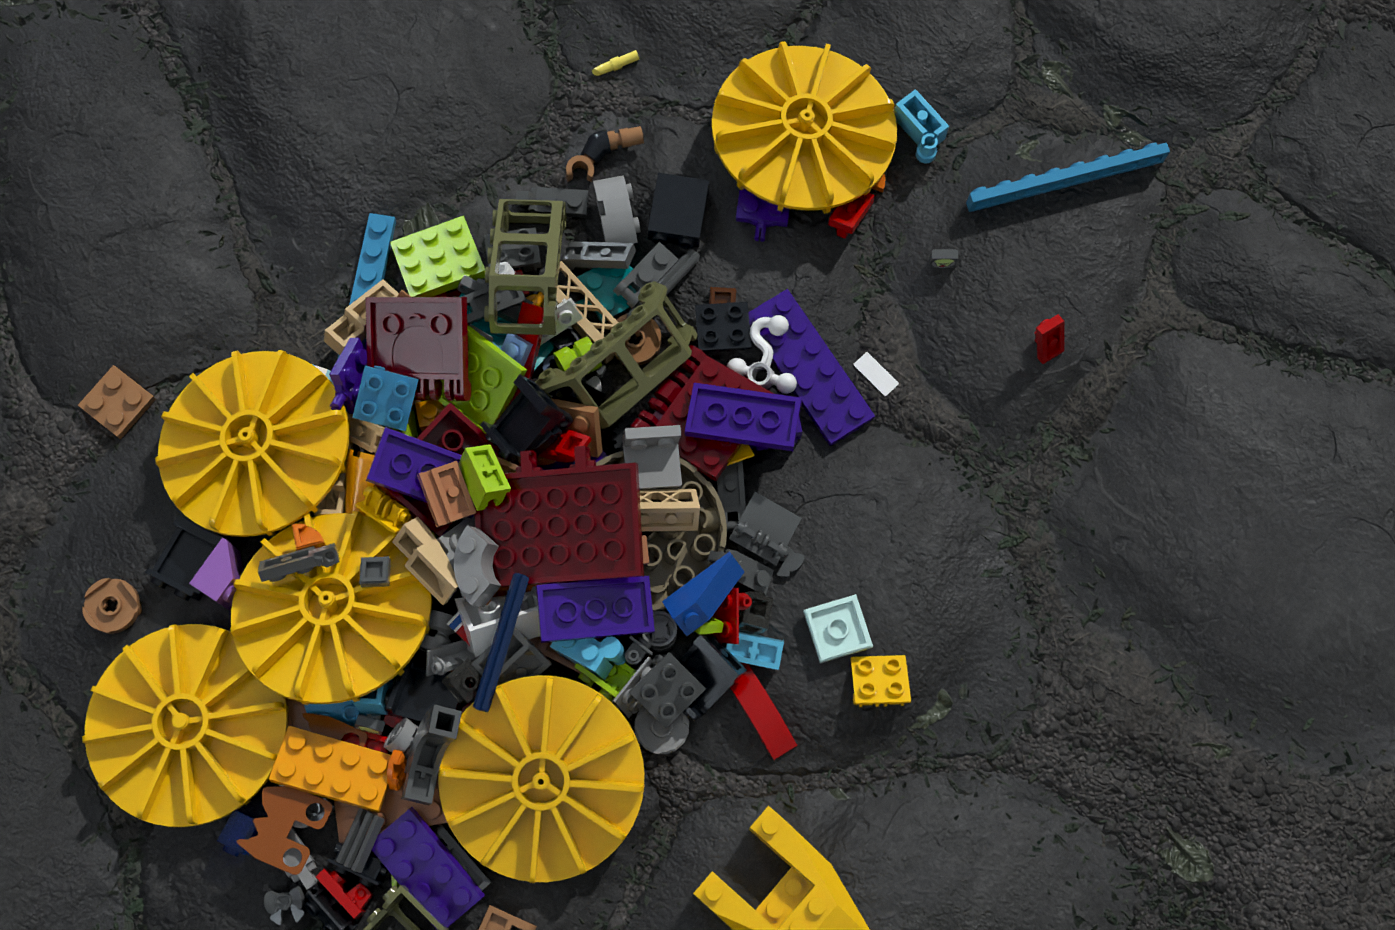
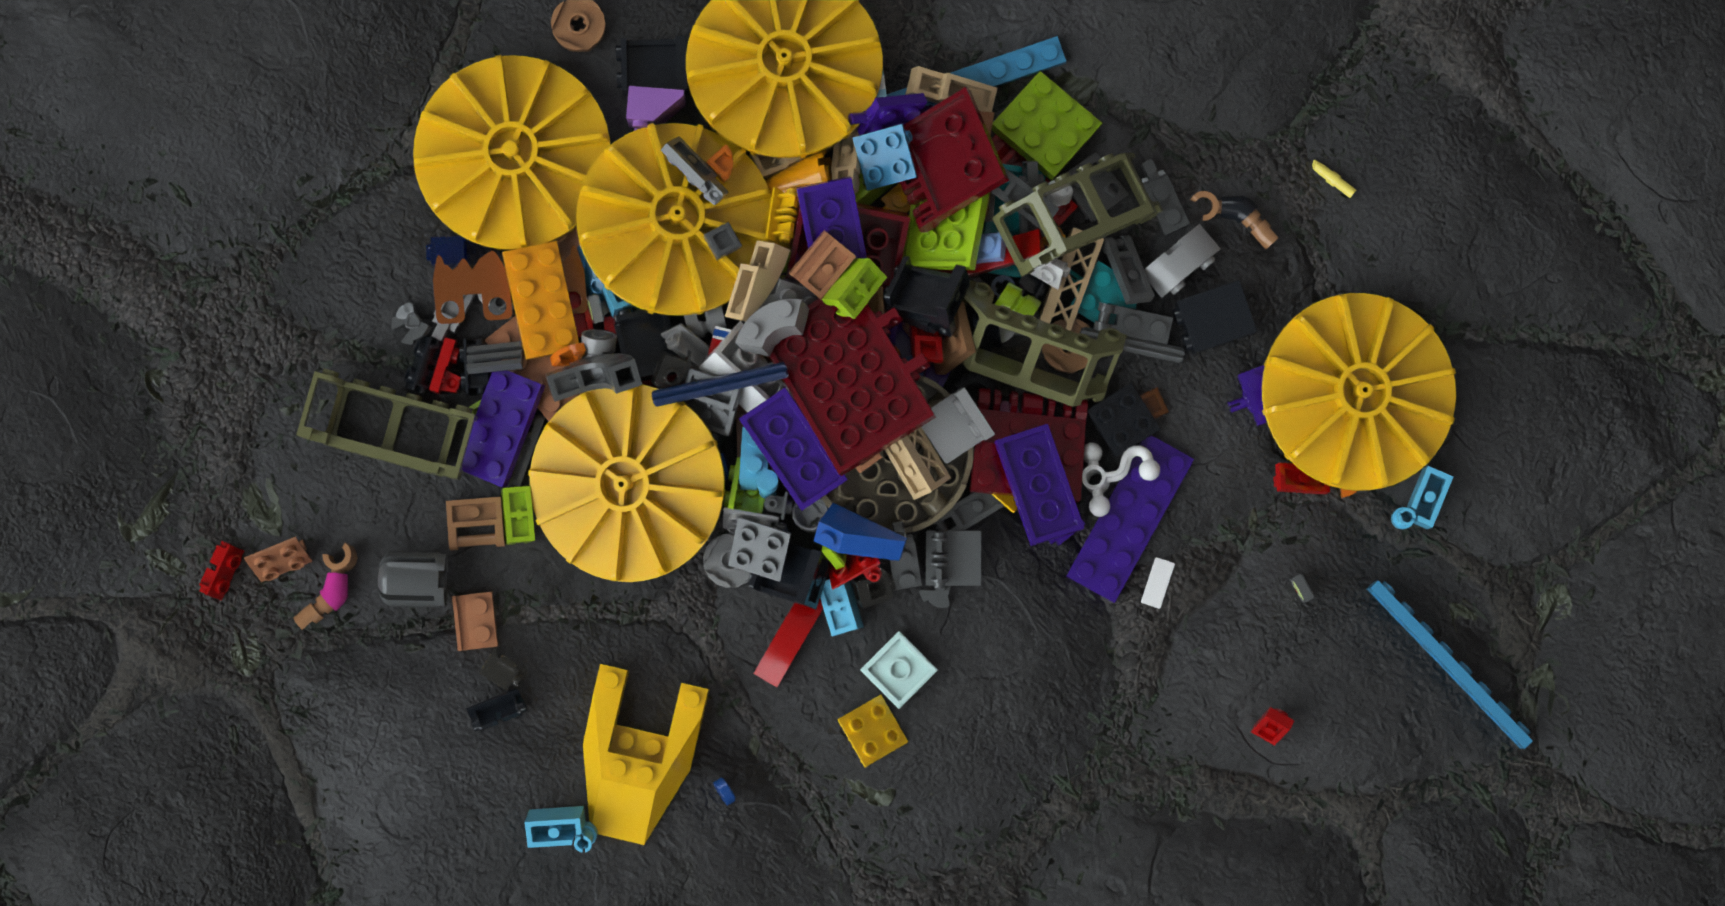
camera: 60 degrees right, 10 degrees up
(515, 898) = (517, 515): none -> lime hinge
(867, 842) = (724, 791): none -> blue tile

